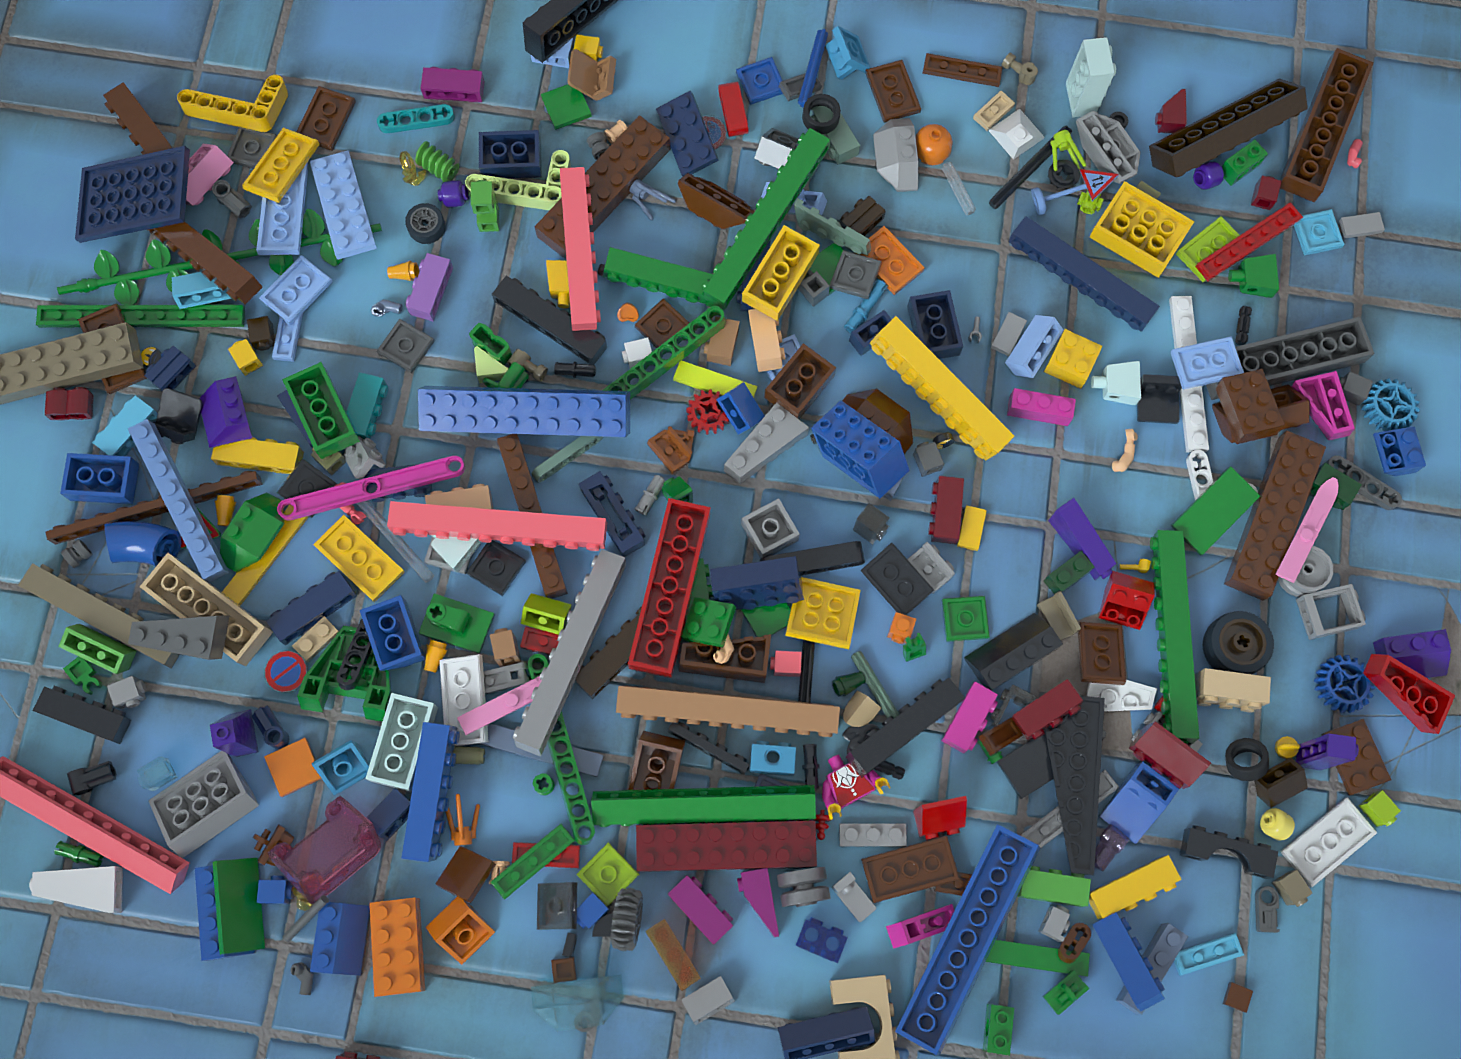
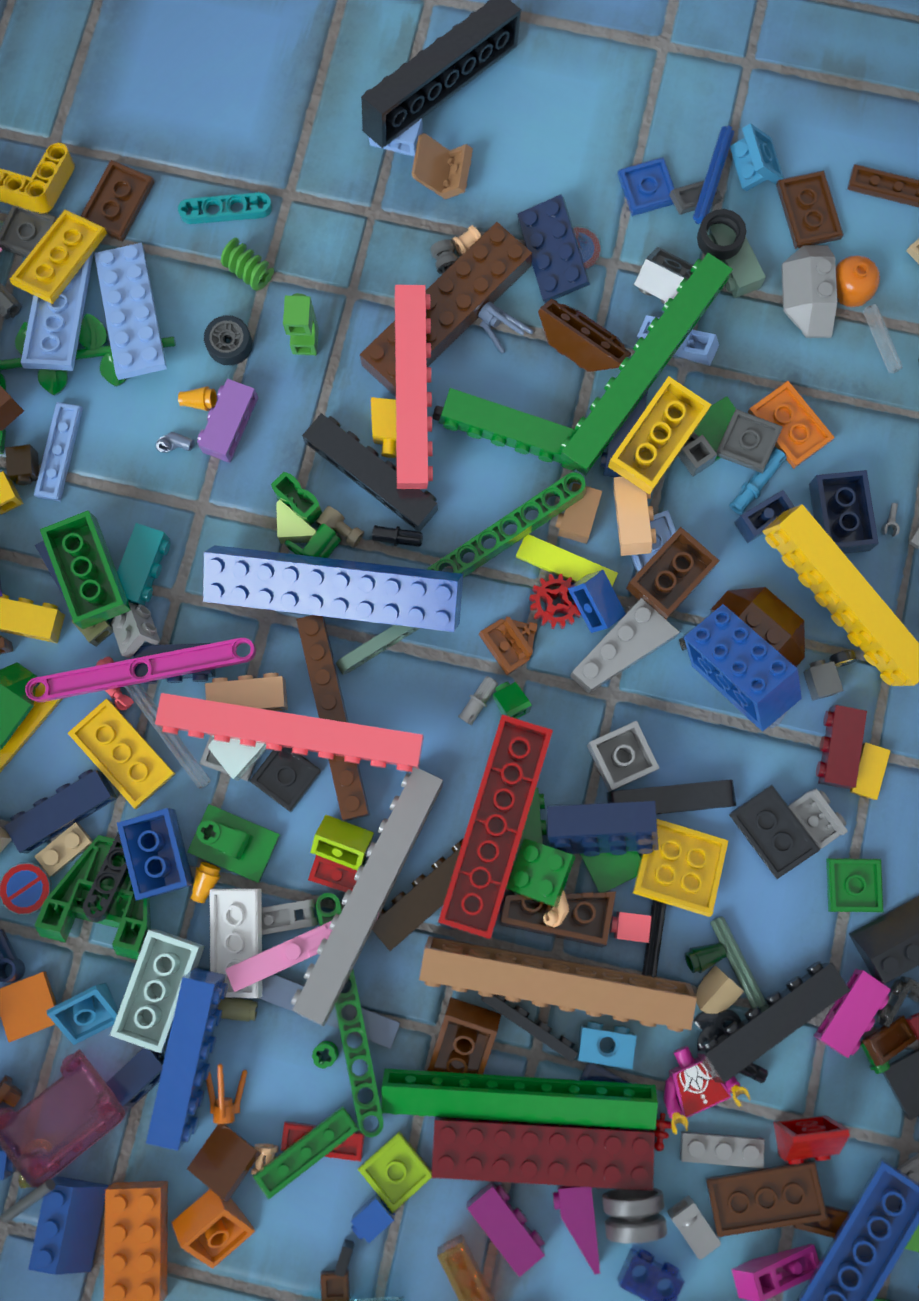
camera: 10 degrees right, 5 degrees up
(295, 289) = (67, 413): light blue tile -> none
(304, 480) = (62, 654): black tile -> none
(304, 975) = (20, 1261): dark grey arm -> none
(405, 346) = (194, 491): dark grey tile -> none
(410, 173) = (214, 275): clear yellow piece -> none
(452, 84) = (272, 168): magenta brick -> none
(453, 193) = (264, 305): dark purple head -> none
(505, 647) = (289, 881): medium nougat brick -> none
(510, 154) = (335, 261): dark blue brick -> none
(526, 189) = (354, 305): yellowish green beam -> none
(557, 906) = (332, 1210): clear smoke tile -> none
(565, 106) = (407, 204): green tile -> none
(589, 46) = (441, 130): yellow brick -> none
(595, 485) = (410, 684): dark blue brick -> none
(603, 927) = (389, 1238): black tile -> none
(626, 919) = (415, 1239): dark grey gear -> none
(627, 312) = (466, 468): orange piece -> none
(636, 351) = (473, 520): white brick -> none
(661, 323) = (507, 486): reddish brown tile -> none
(733, 109) = (611, 220): red beam -> none
(810, 765) = (652, 1057): black pin -> none
(829, 228) = (723, 382): sand green wing -> none
(864, 216) = (761, 370): dark brown brick -> none
(871, 524) = (749, 760): clear smoke brick -> none
(901, 627) = (775, 894): orange brick -> none
(914, 648) = (790, 920): green plate -> none

